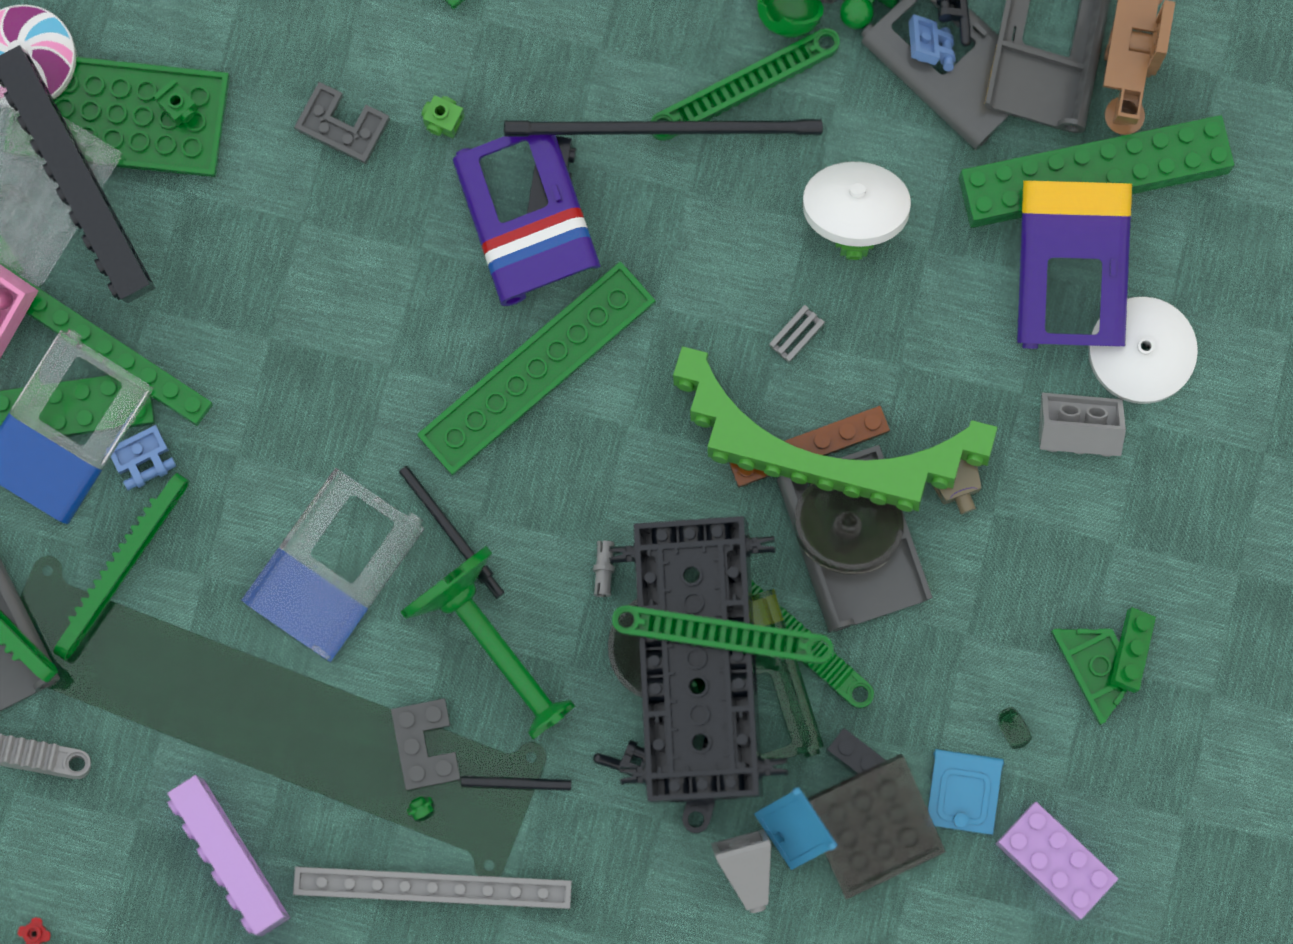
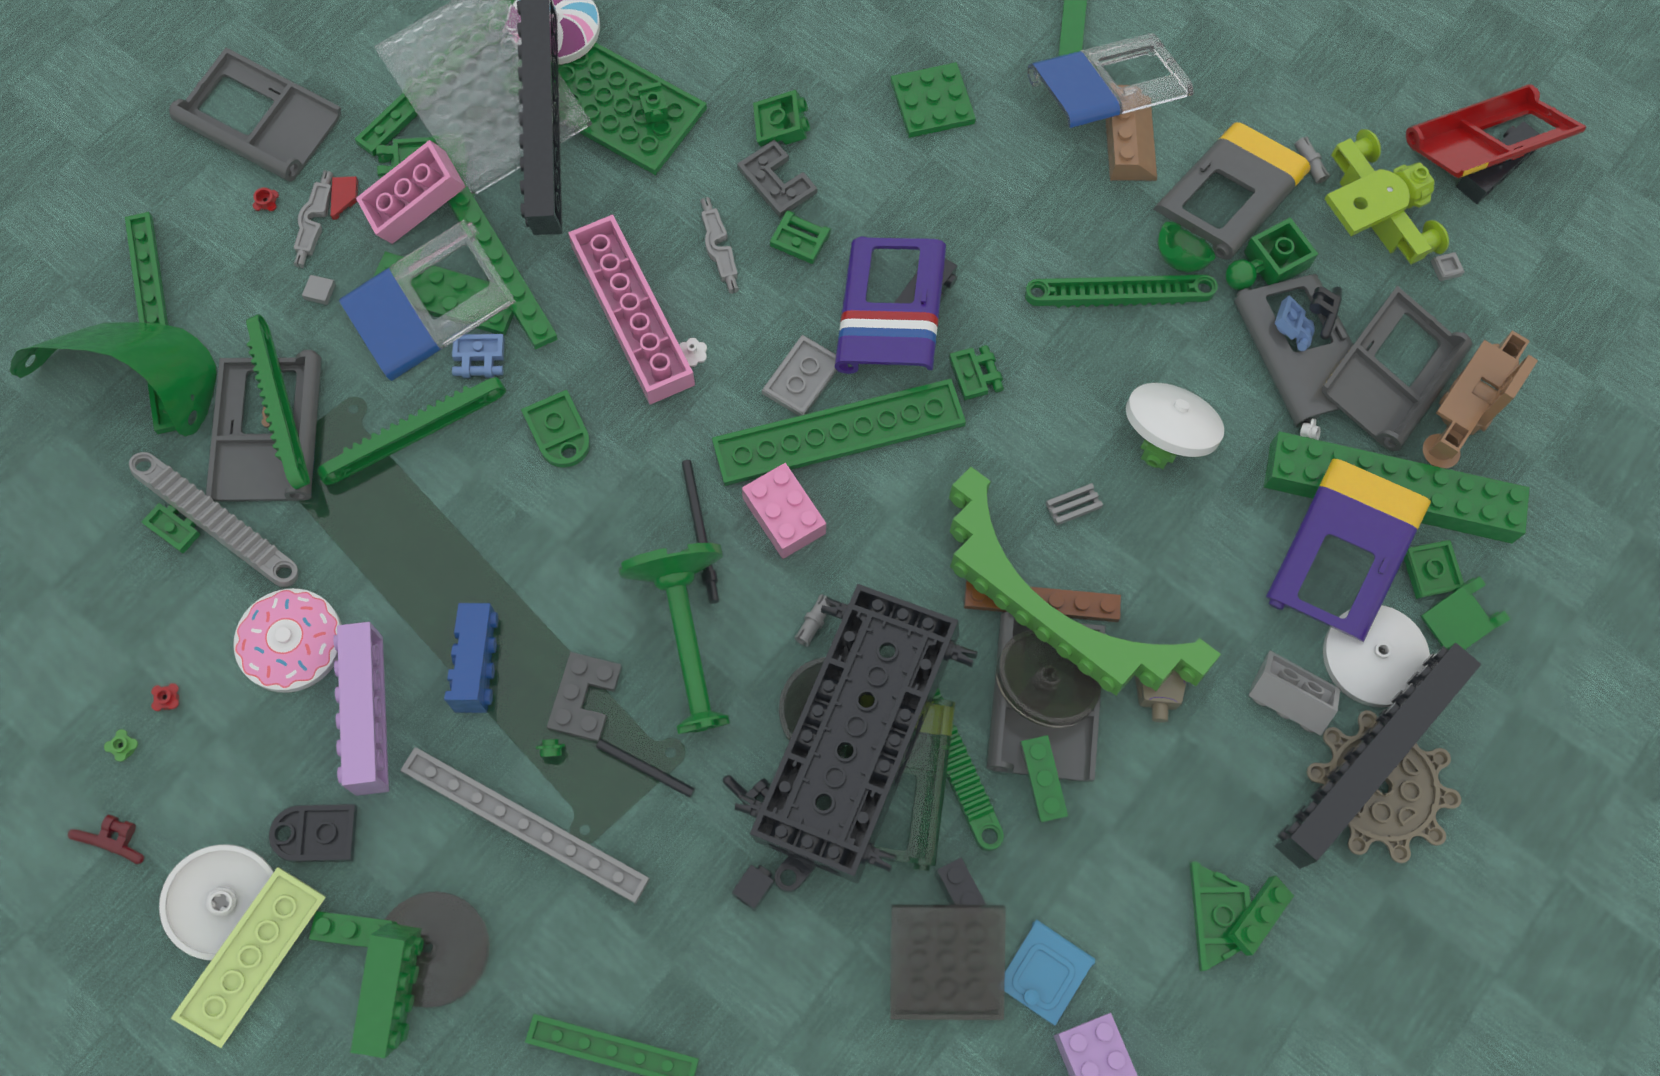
camera: 20 degrees right, 10 degrees down
(117, 825) = (287, 640): none -> dish
(260, 496) = (558, 427): none -> green plate
(269, 338) = (631, 309): none -> bright pink brick
(303, 758) = (472, 658): none -> blue wedge
(309, 597) = (552, 527): clear piece -> none
(313, 54) = (781, 118): none -> green plate
(327, 234) = (721, 255): none -> light grey piece
(352, 357) = (694, 351): none -> white plant
(397, 185) = (797, 242): none -> green plate
(442, 116) = (860, 206): bright green brick -> none
(471, 326) = (801, 376): none -> light grey tile
(523, 475) = (784, 510): none -> bright pink brick
(525, 128) = (1150, 341): black piece -> none
(635, 246) = (969, 374): none -> green plate
(669, 842) = (753, 886): none -> black brick
(723, 634) = (891, 714): green gear -> none
(747, 867) = (812, 943): light grey slope -> none
(795, 828) = (874, 928): dark azure container -> none
(885, 619) = (1043, 778): none -> green brick
(992, 151) = (1310, 430): none -> white plate
(1013, 728) = (1118, 934): clear green hair -> none
(1163, 238) = (1433, 569): none -> green plate
(1178, 453) = (1376, 756): none -> black brick
(1200, 446) = (1408, 805): none -> dark tan plate
(1208, 277) = (1461, 617): none -> green flag

